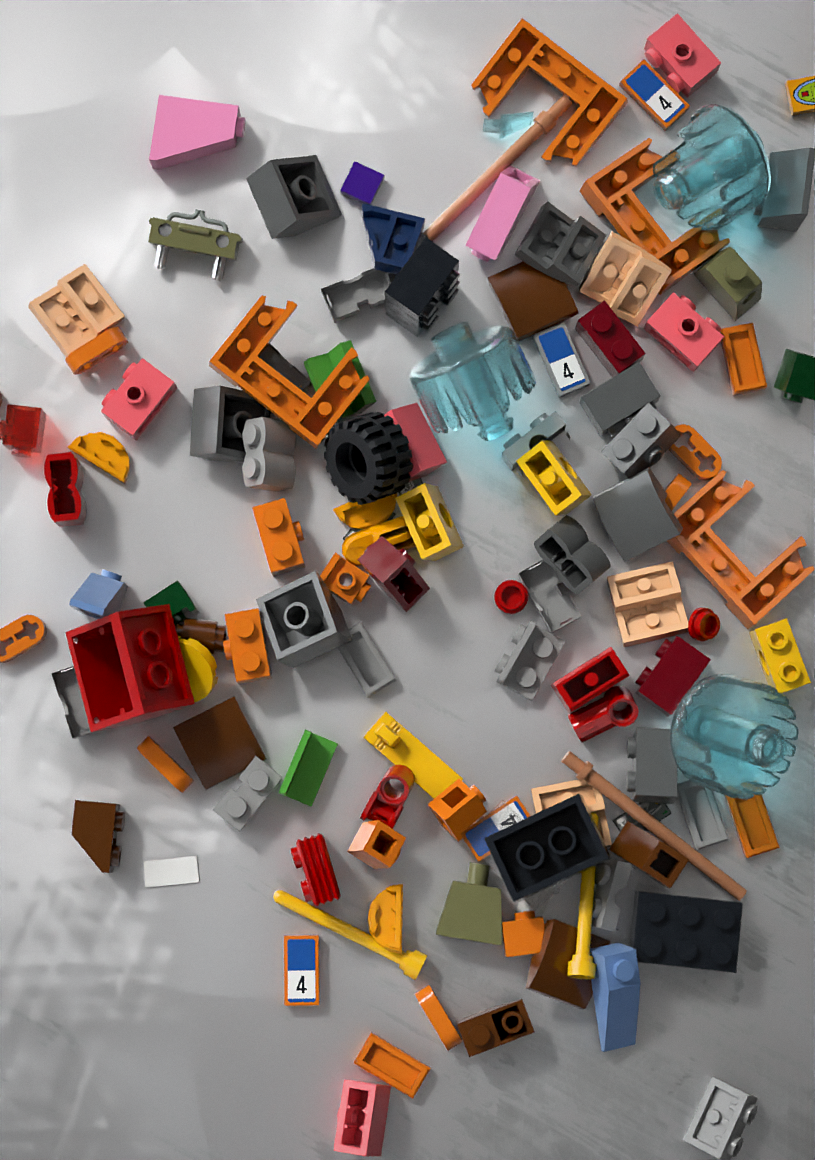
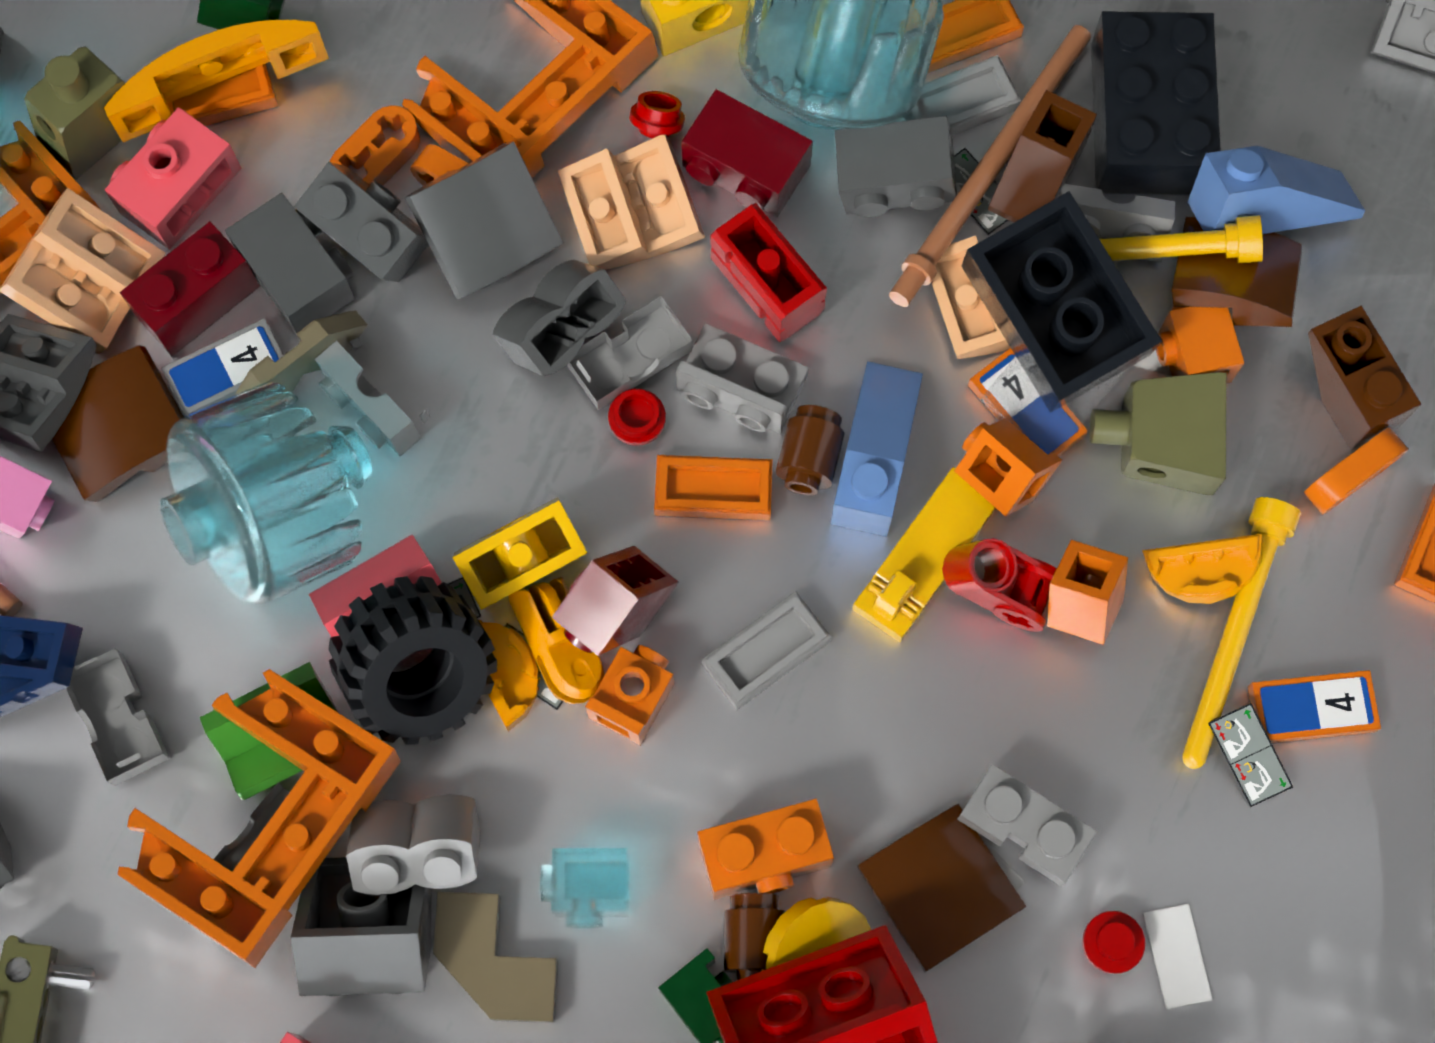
camera: 95 degrees left, 10 degrees down
(165, 764) = (992, 982): orange beam -> none
(180, 835) = (1113, 942): none -> red plate
(191, 497) = (500, 985): none -> dark tan tile
(239, 547) = (587, 885): none -> clear light blue brick
(277, 928) = (1250, 754): none -> light grey sticker
(279, 536) = (562, 812): orange brick -> none
(303, 620) = (709, 754): dark grey slope -> none
(308, 768) = (966, 728): bright green panel -> none
(318, 869) = (1151, 681): red brick -> none
(422, 288) = (100, 585): black brick -> none
(464, 638) = (713, 487): none -> orange tile
(479, 695) = (810, 450): none -> reddish brown brick
(481, 736) = (876, 449): none -> medium blue slope
(546, 388) = (300, 360): none -> dark tan tile
(553, 478) = (430, 354): yellow brick -> none
(600, 714) = (811, 229): red piece -> none
(732, 318) = (207, 61): none -> light orange slope

